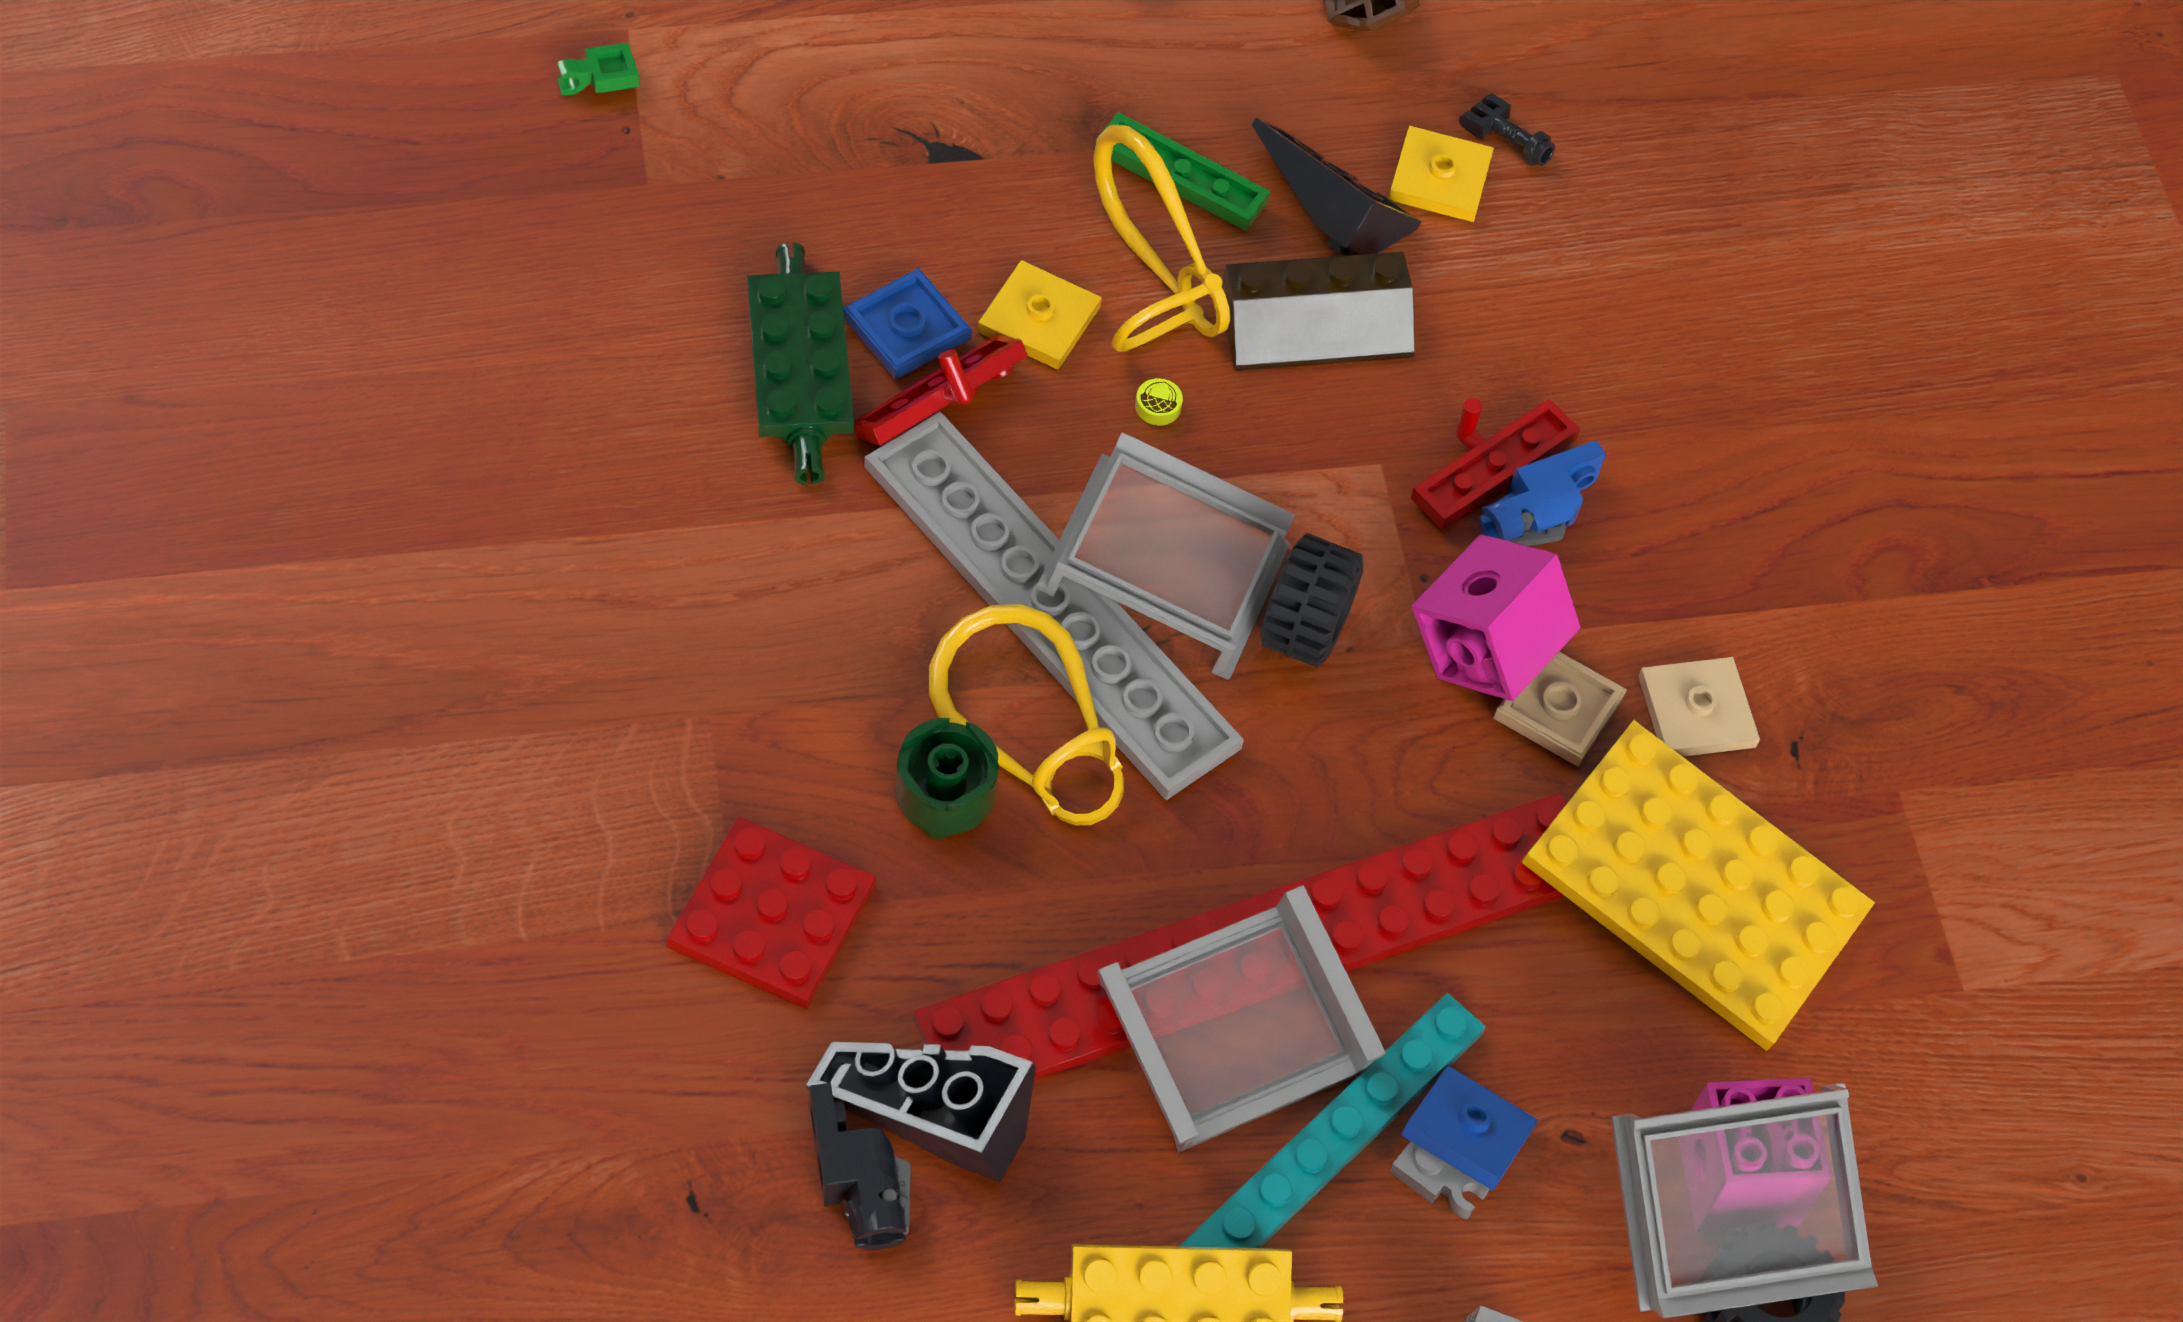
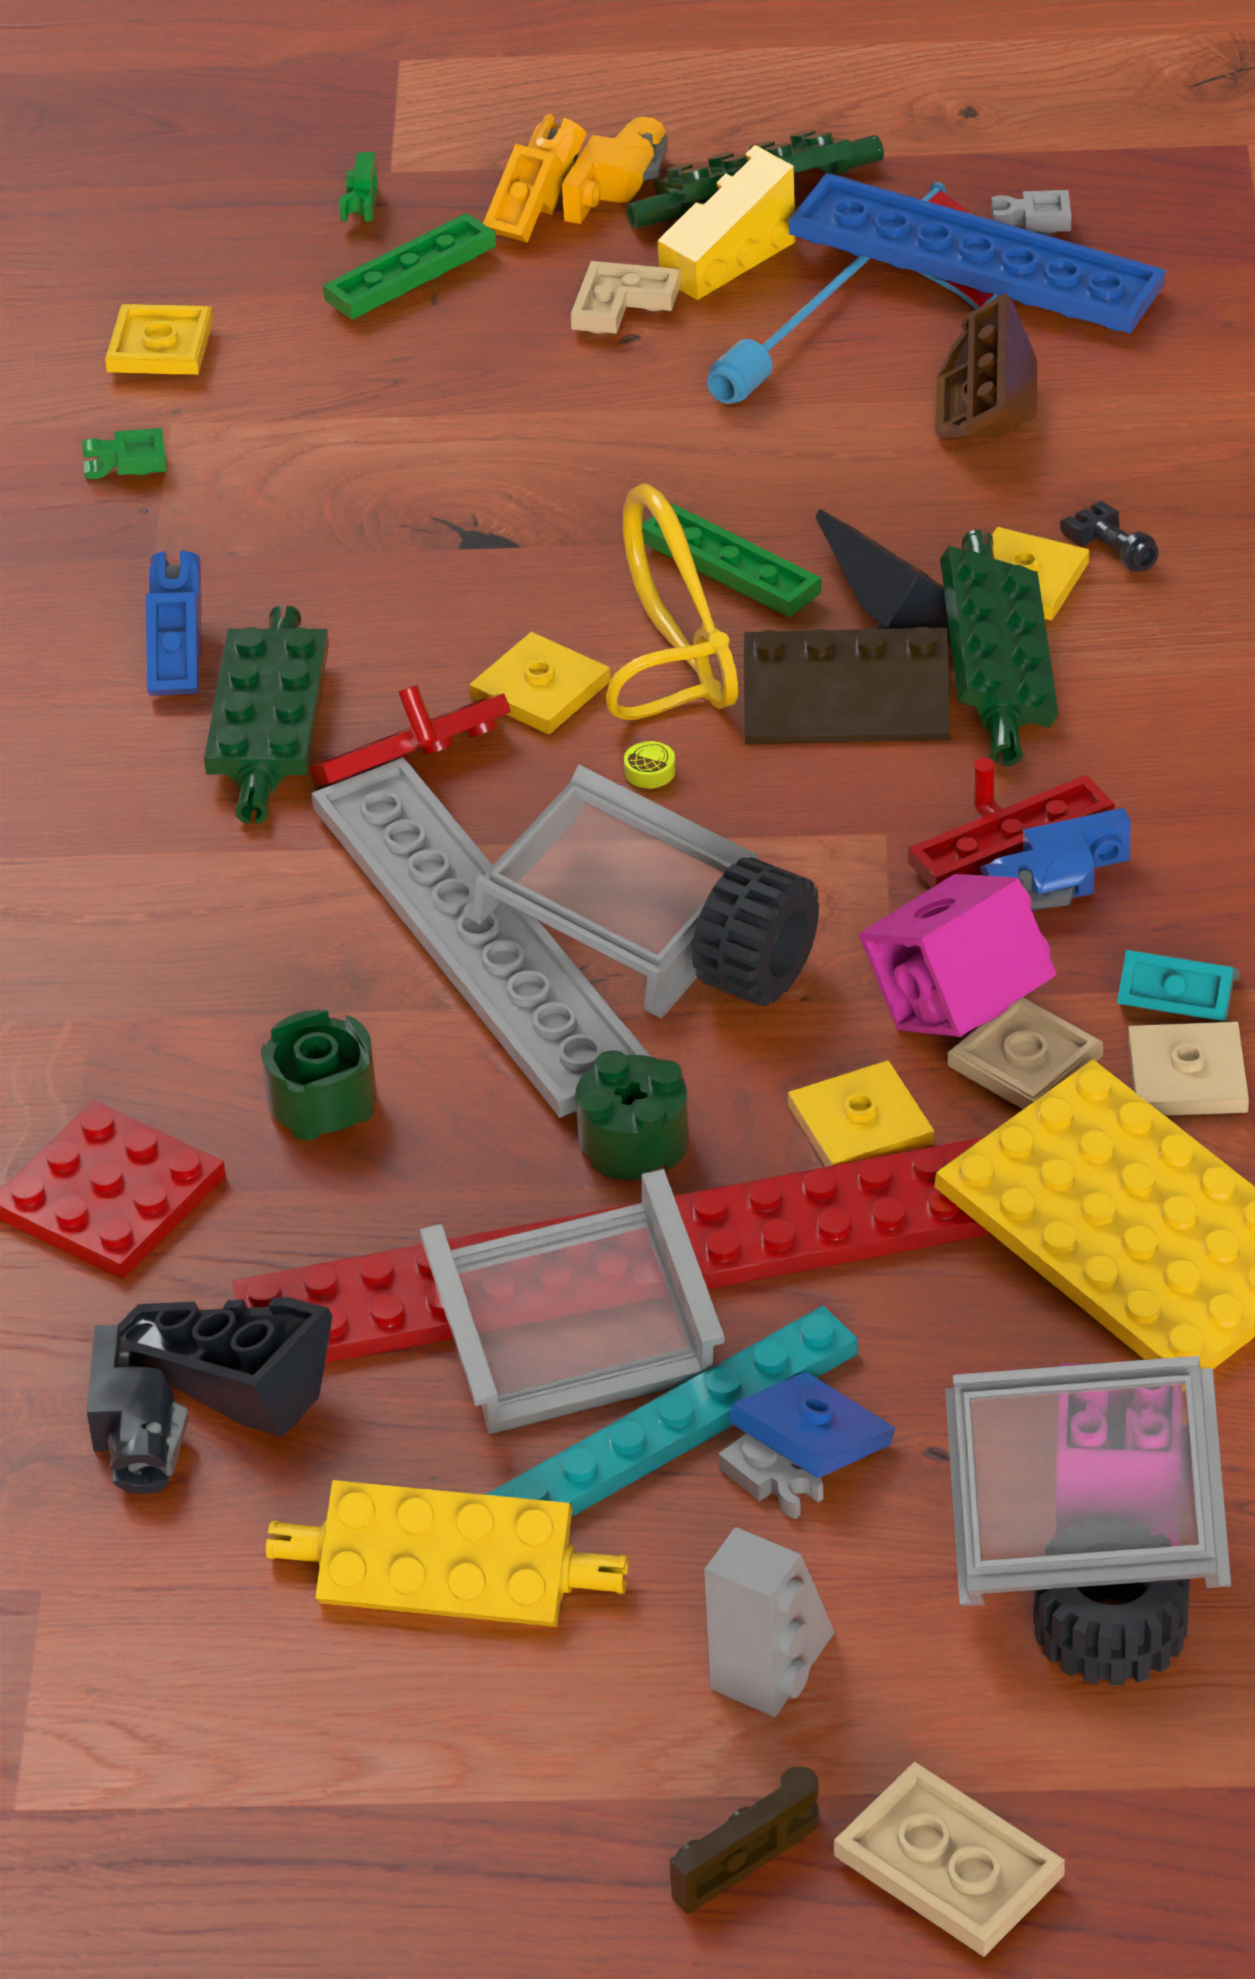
camera: 20 degrees right, 15 degrees down
(695, 273) = (173, 625): none -> blue plate
(907, 323) = (373, 677): blue plate -> none
(1086, 744) = (485, 1016): yellow animal -> none
(1238, 801) = (632, 1114): none -> dark green brick
(1431, 781) = (860, 1116): none -> yellow plate
(1444, 259) = (998, 643): none -> dark green plate
(1674, 619) = (1176, 985): none -> teal panel

